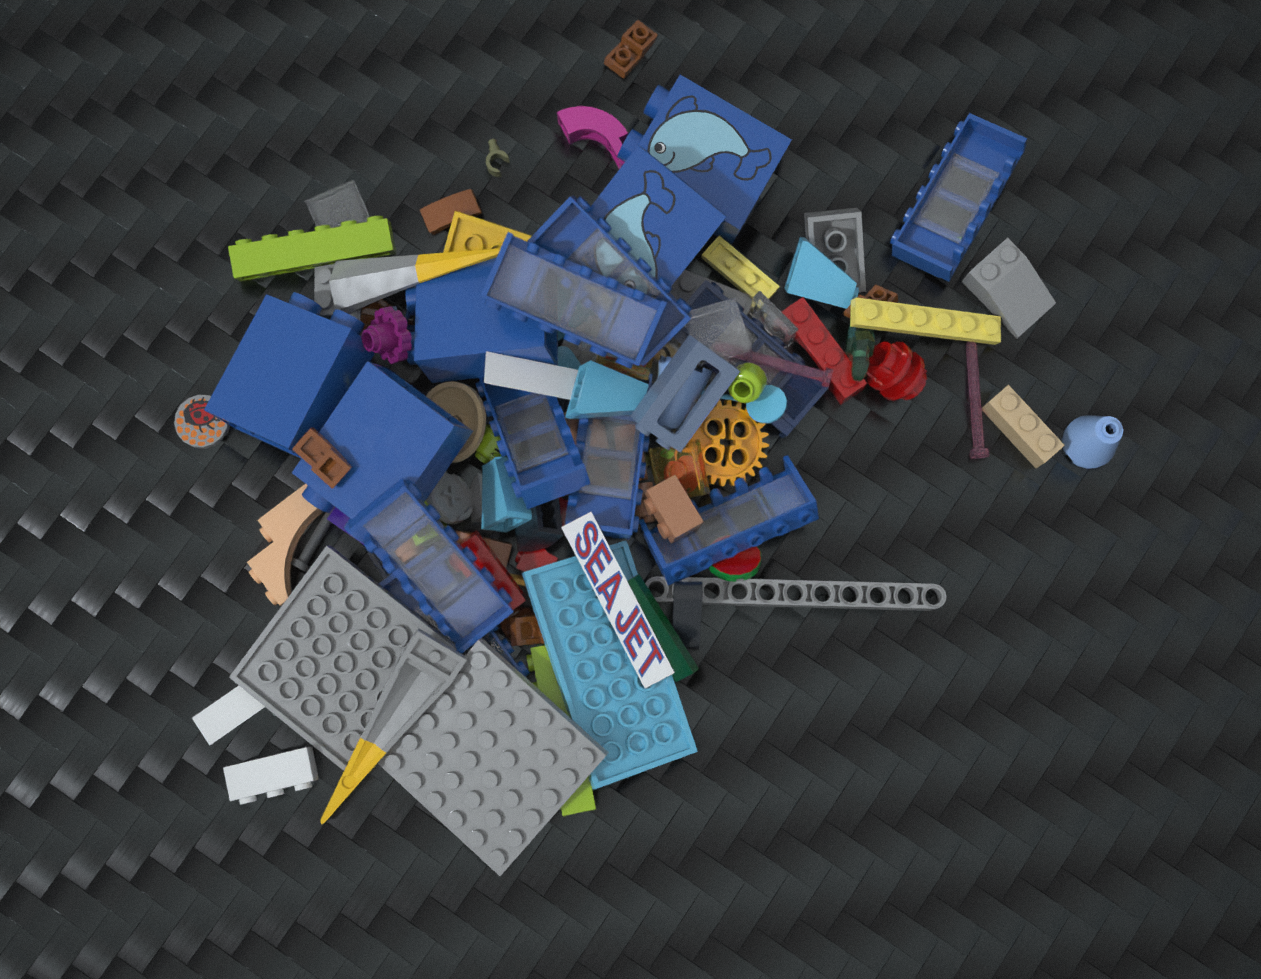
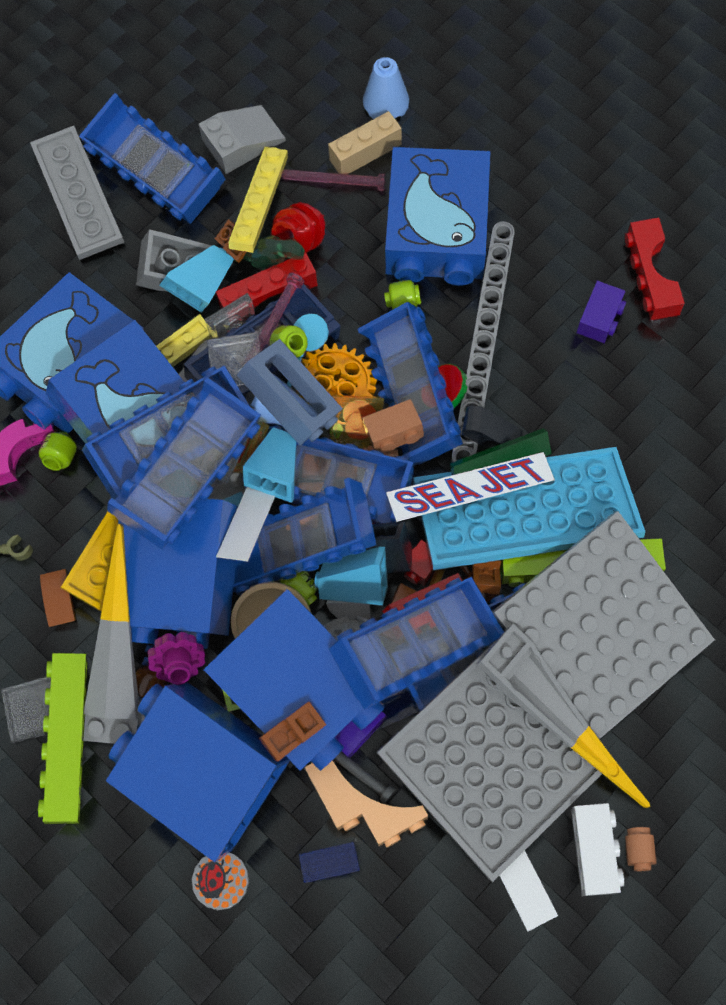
camera: 75 degrees left, 10 degrees down
(231, 520) = (329, 862): none -> clear blue tile
(278, 818) = (640, 848): none -> nougat brick
(599, 173) = (57, 450): none -> lime head
(836, 498) = (402, 292): none -> lime head
(856, 718) = (601, 311): none -> dark purple brick
(888, 784) = (661, 296): none -> red arch
(905, 126) = (77, 192): none -> light grey plate
(941, 519) = (437, 214): none -> blue brick

